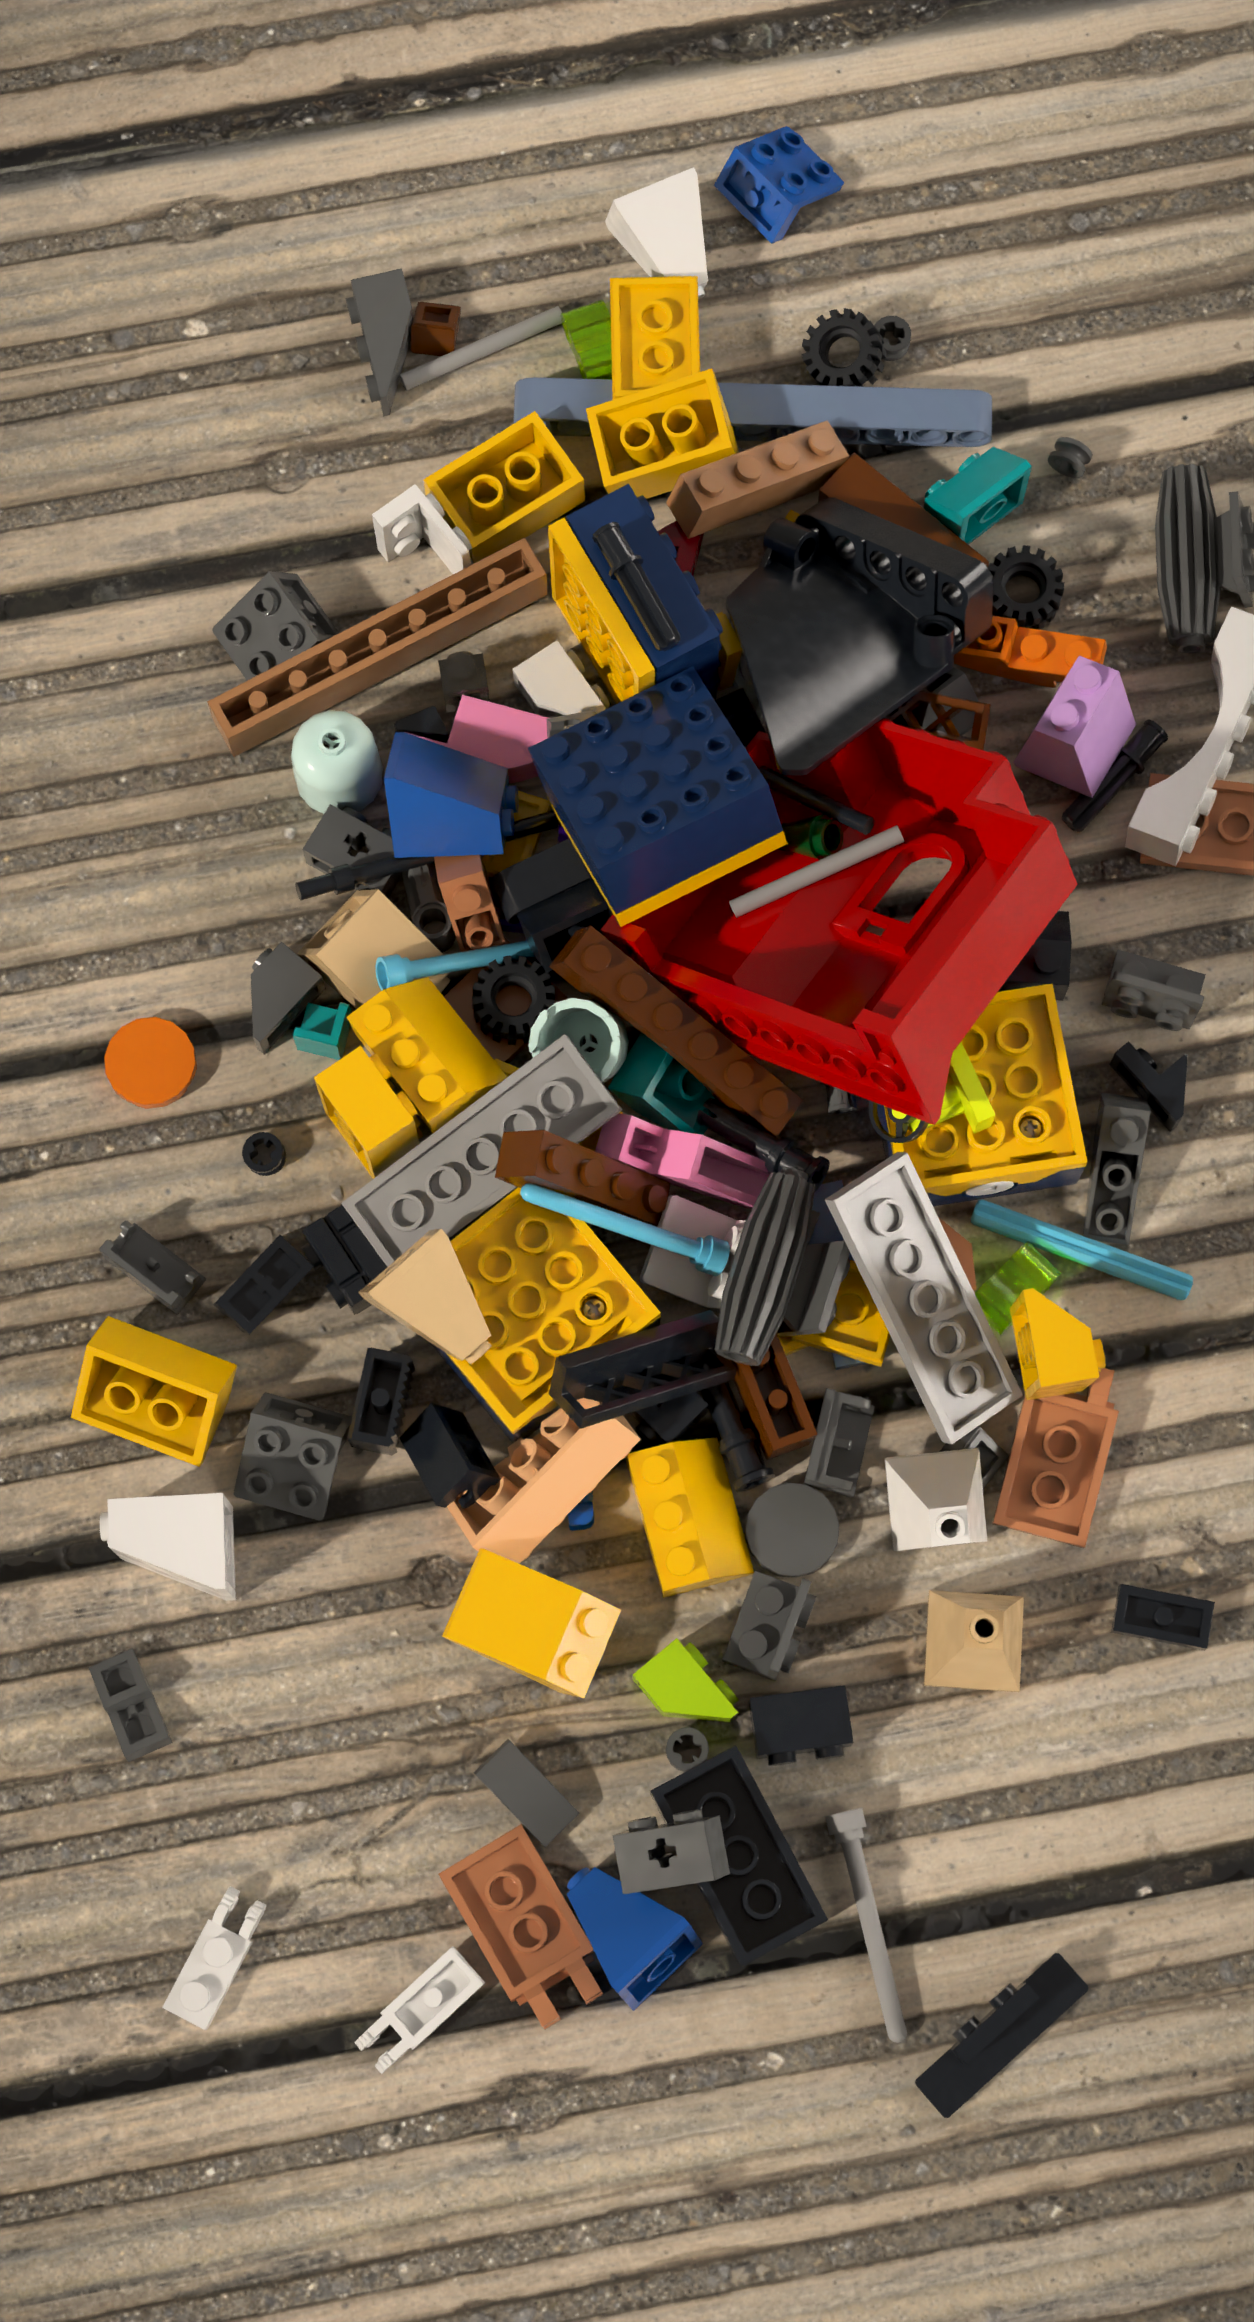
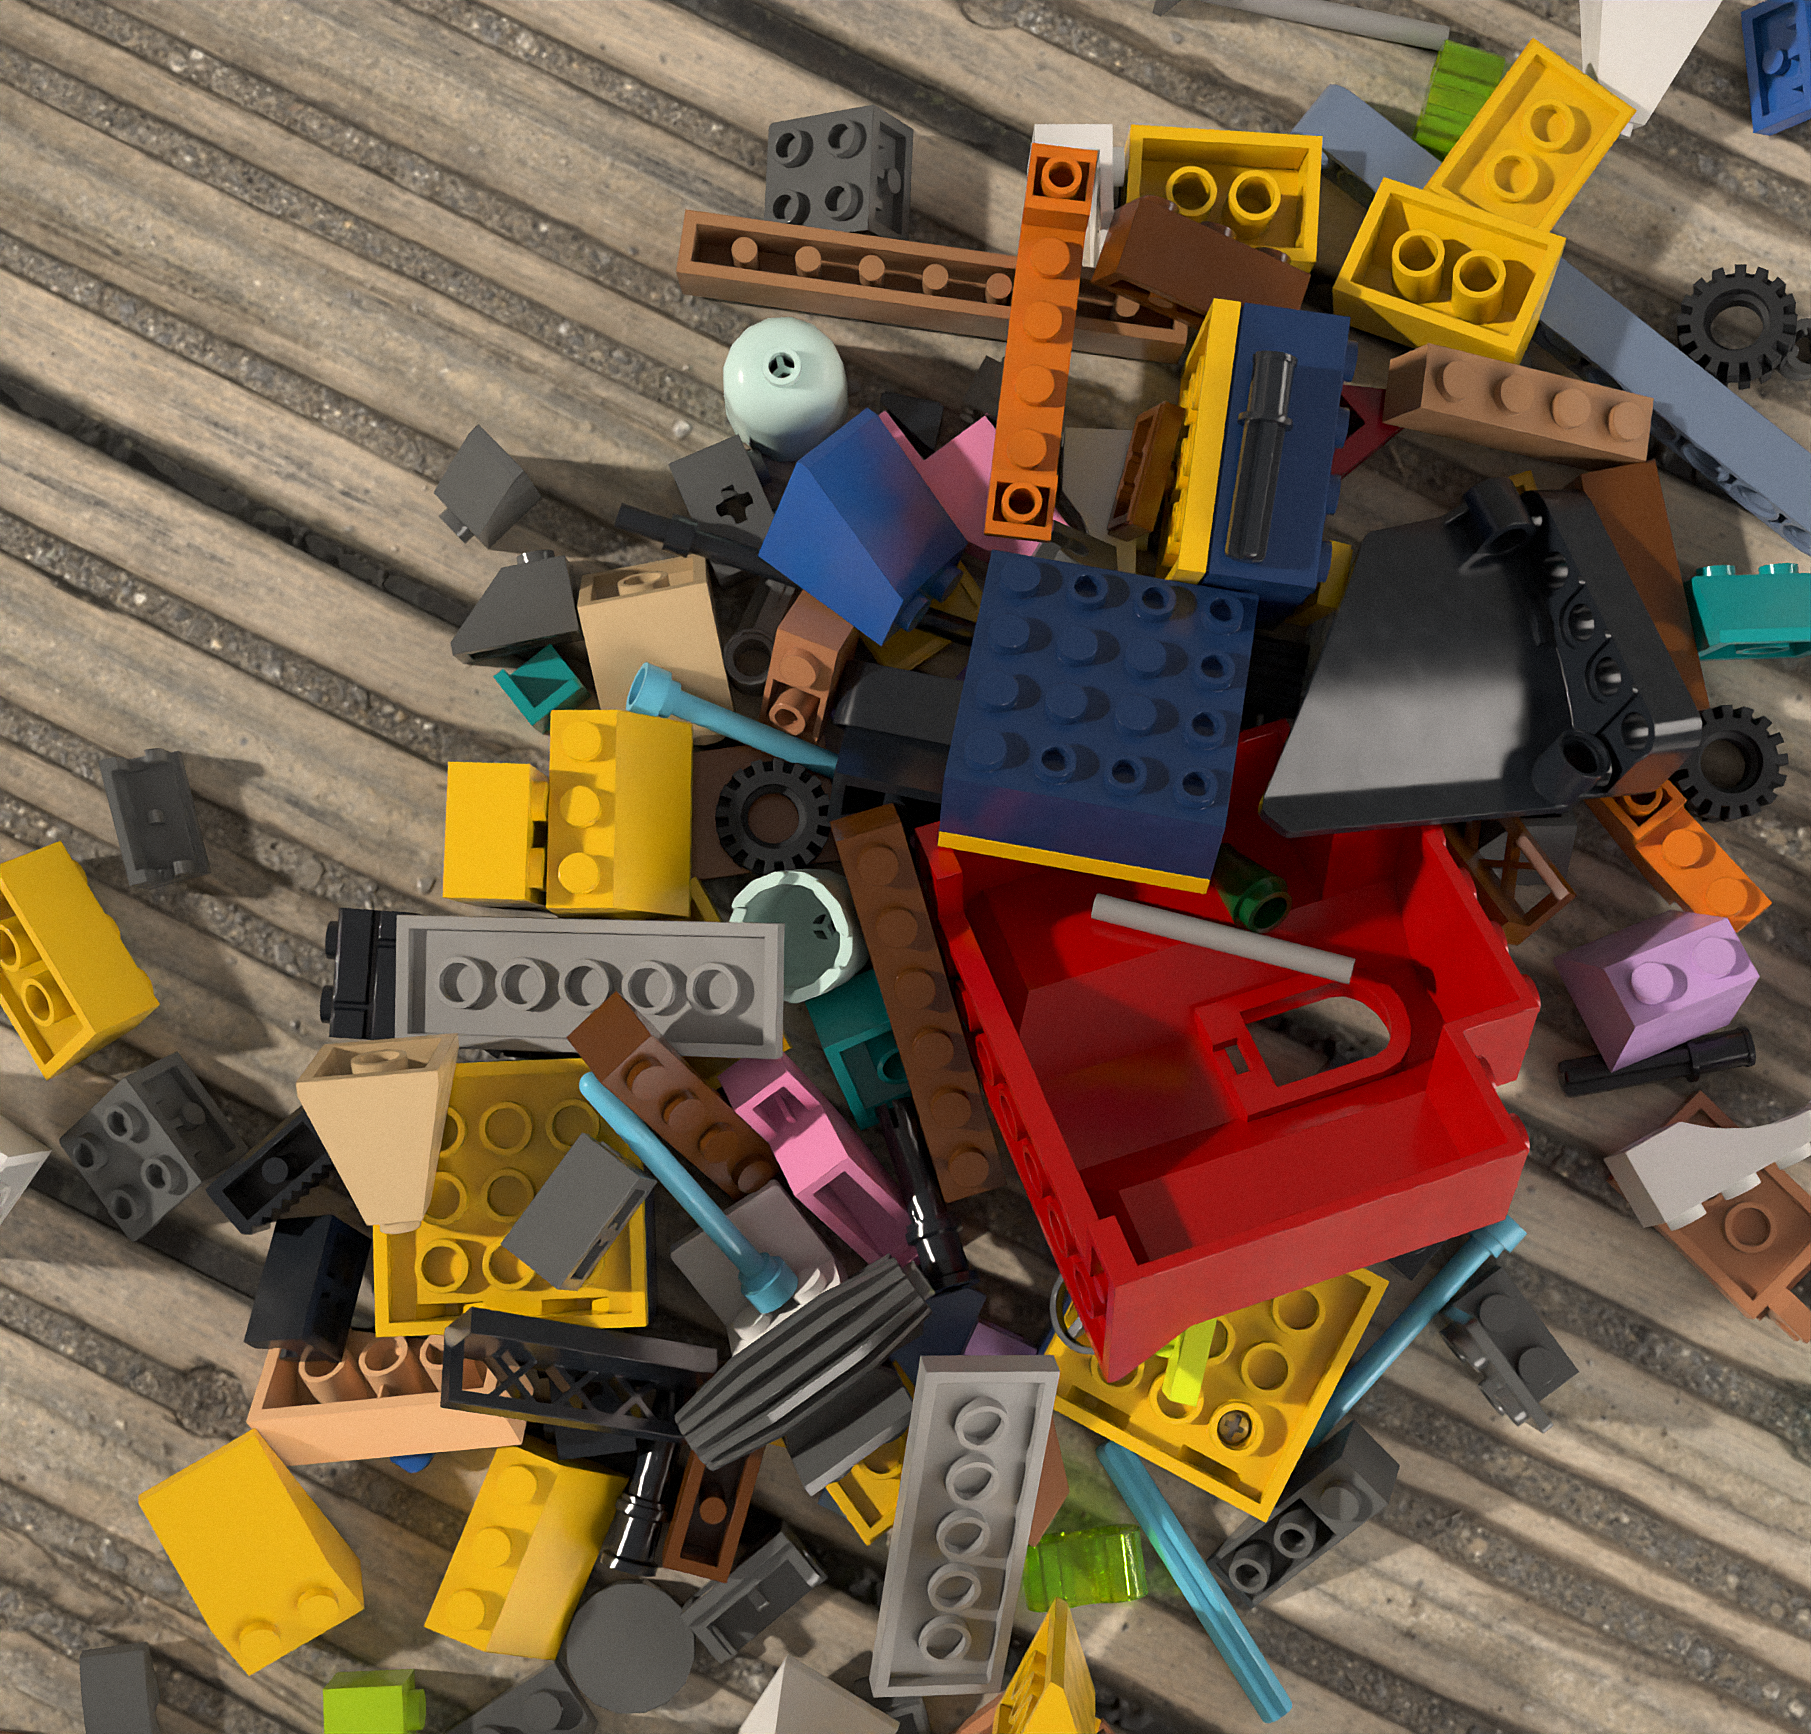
camera: 30 degrees right, 10 degrees up
(150, 1062) = (328, 581): orange tile -> none
(207, 939) = (484, 490): none -> dark grey slope
(250, 1151) = (385, 796): black bush -> none
(263, 1285) = (255, 933): black hinge -> none
(464, 630) = (1039, 343): none -> orange slope
(513, 529) = (1185, 264): none -> reddish brown brick
(575, 1270) = (578, 1213): none -> dark grey hinge
(578, 657) = (1146, 472): none -> reddish brown plate
(818, 801) = (1288, 862): black bar -> none
(1097, 935) = (1481, 1244): none -> medium azure piece
(1163, 1091) = (1425, 1473): black slope -> none

